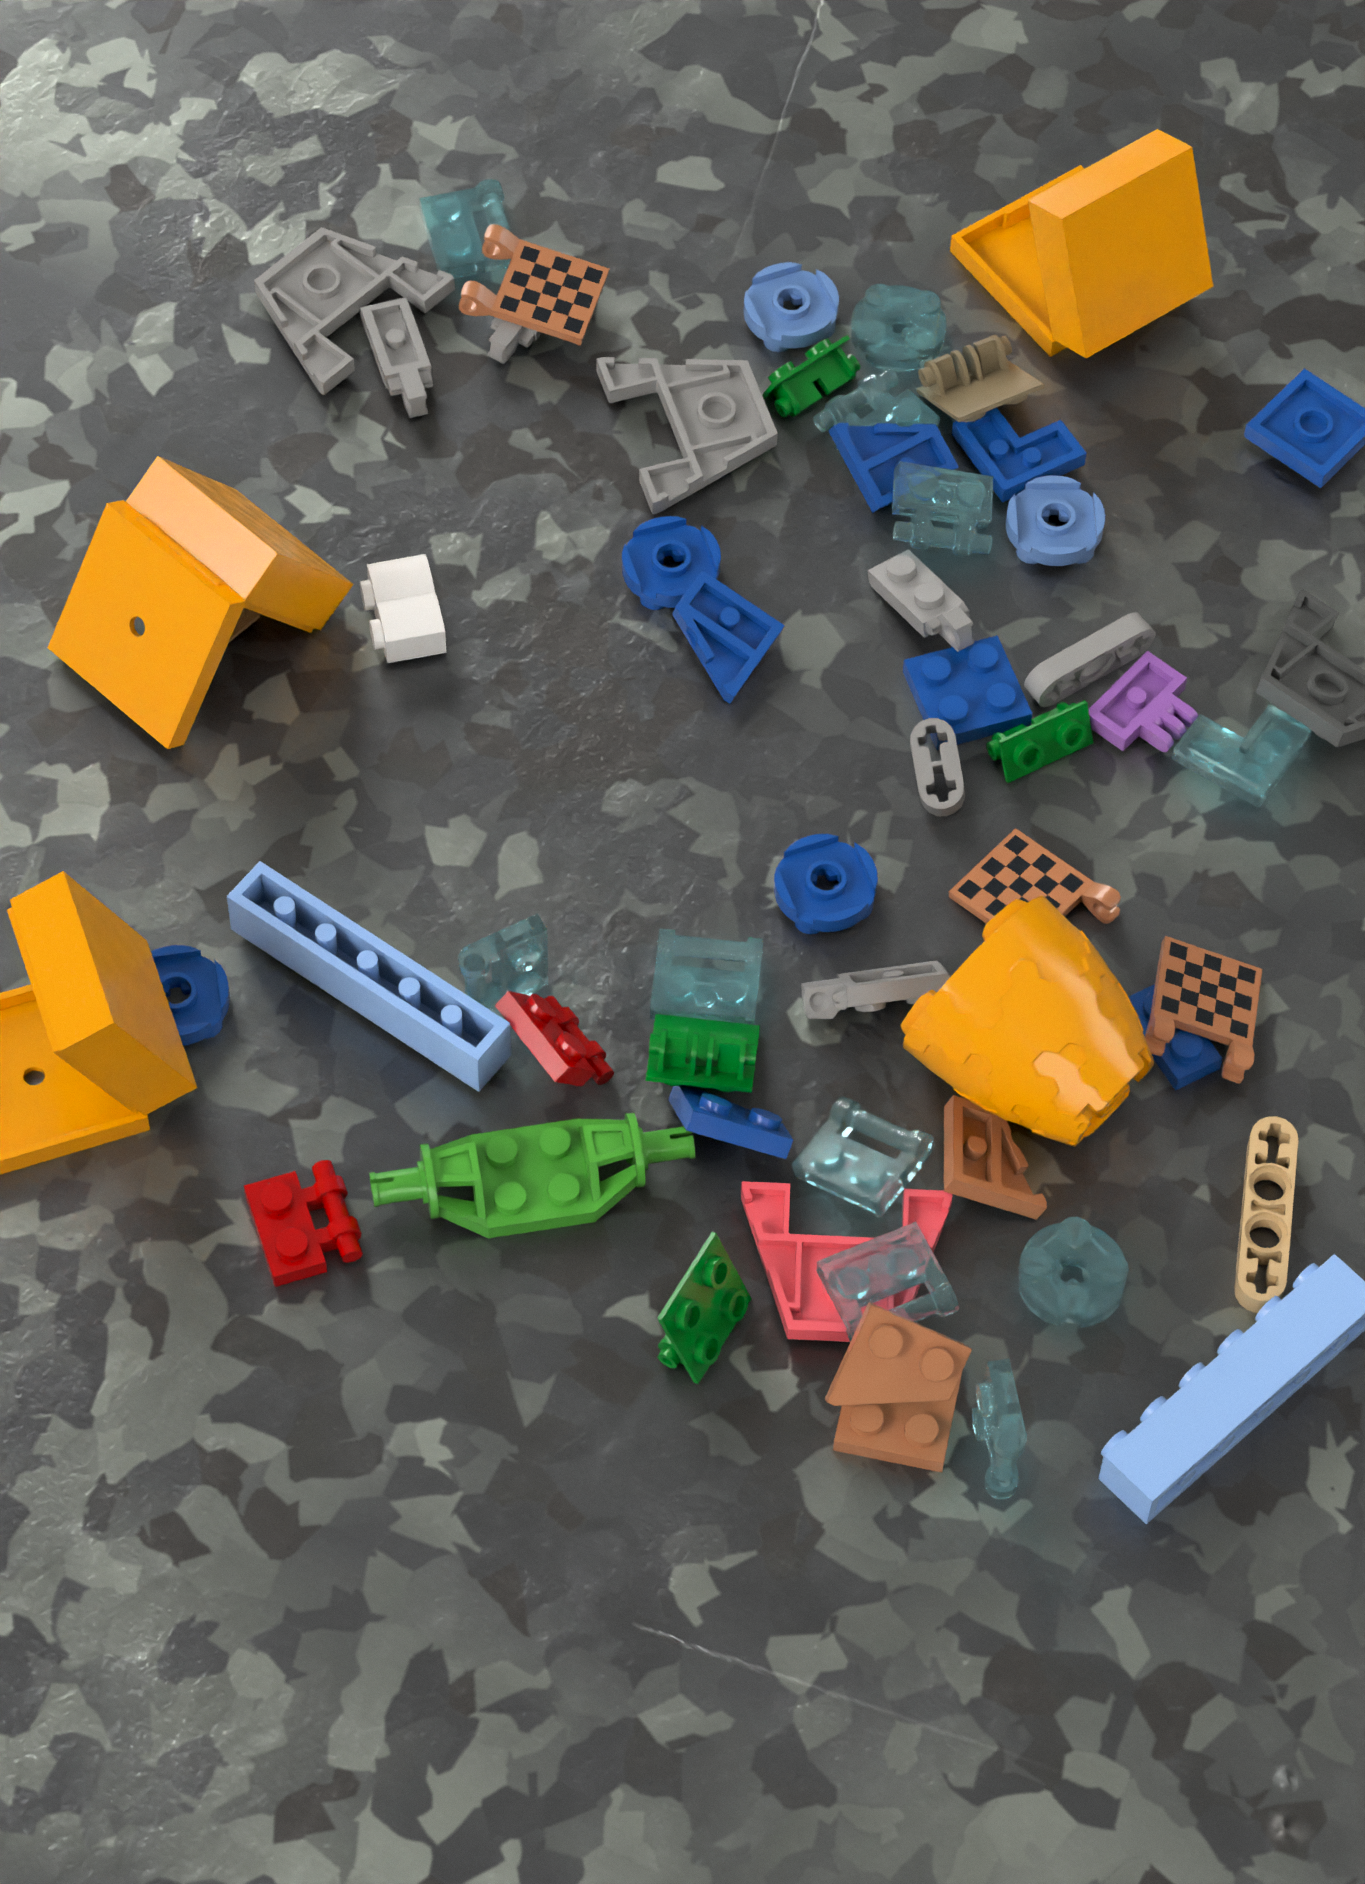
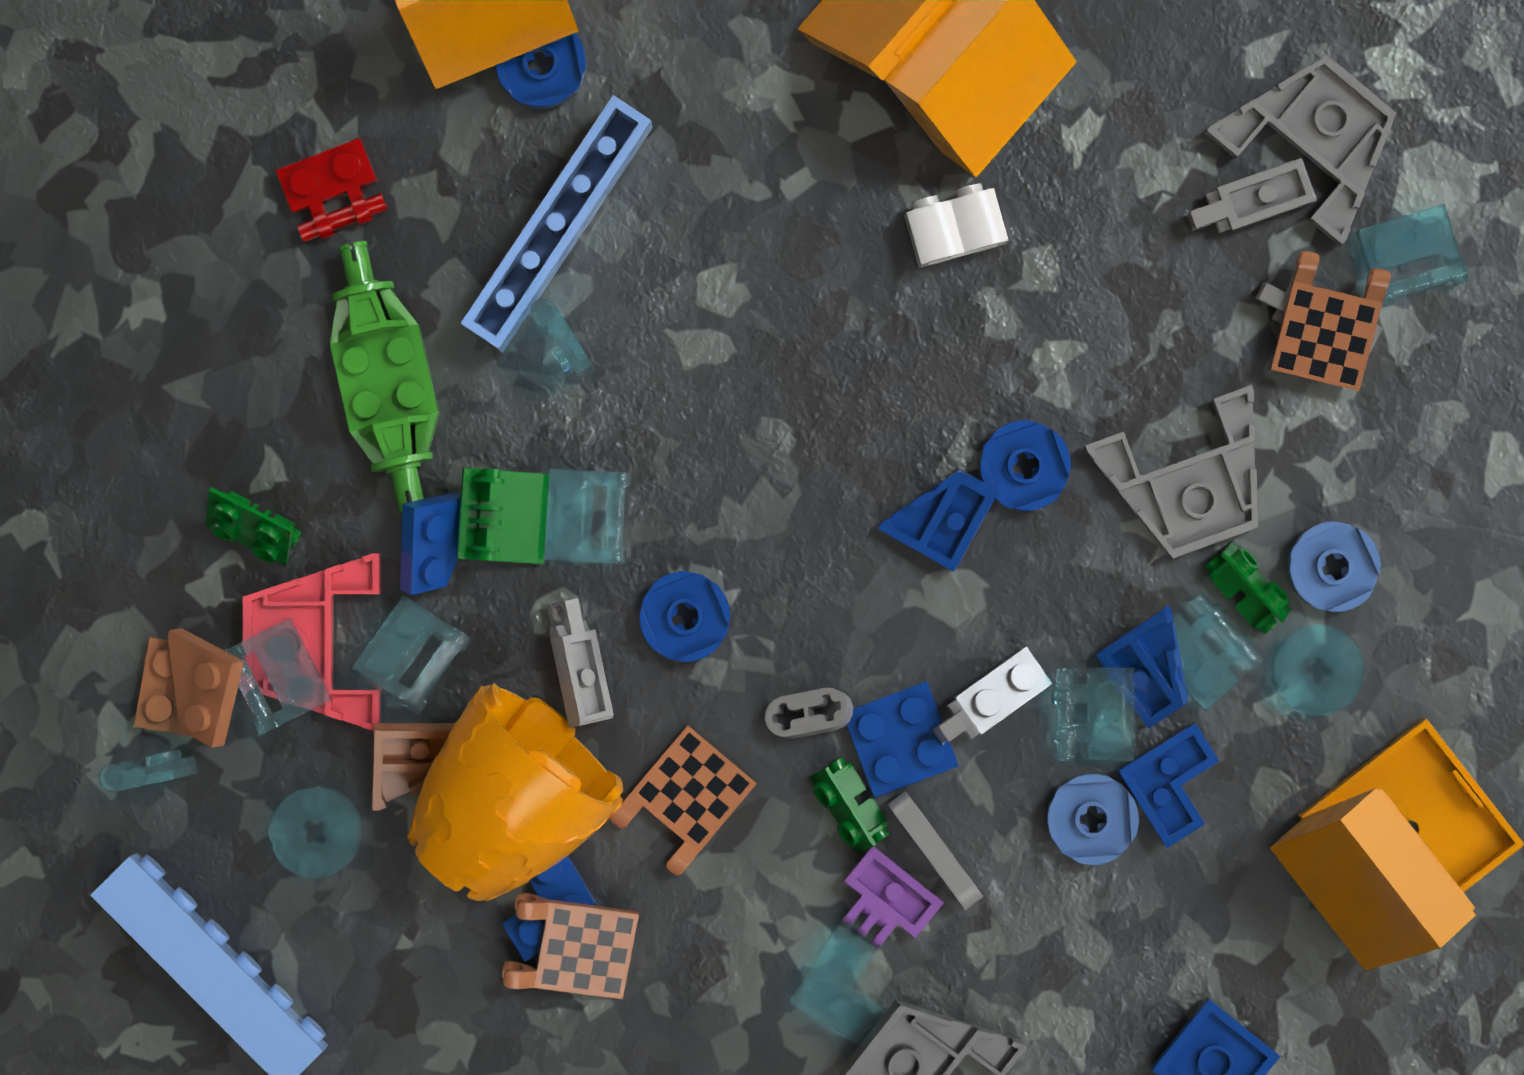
camera: 90 degrees right, 30 degrees up
(555, 1038) = (498, 380): red plate -> none
(975, 381) = (1239, 747): dark tan hinge -> none
(1264, 1213) = (380, 991): tan beam -> none

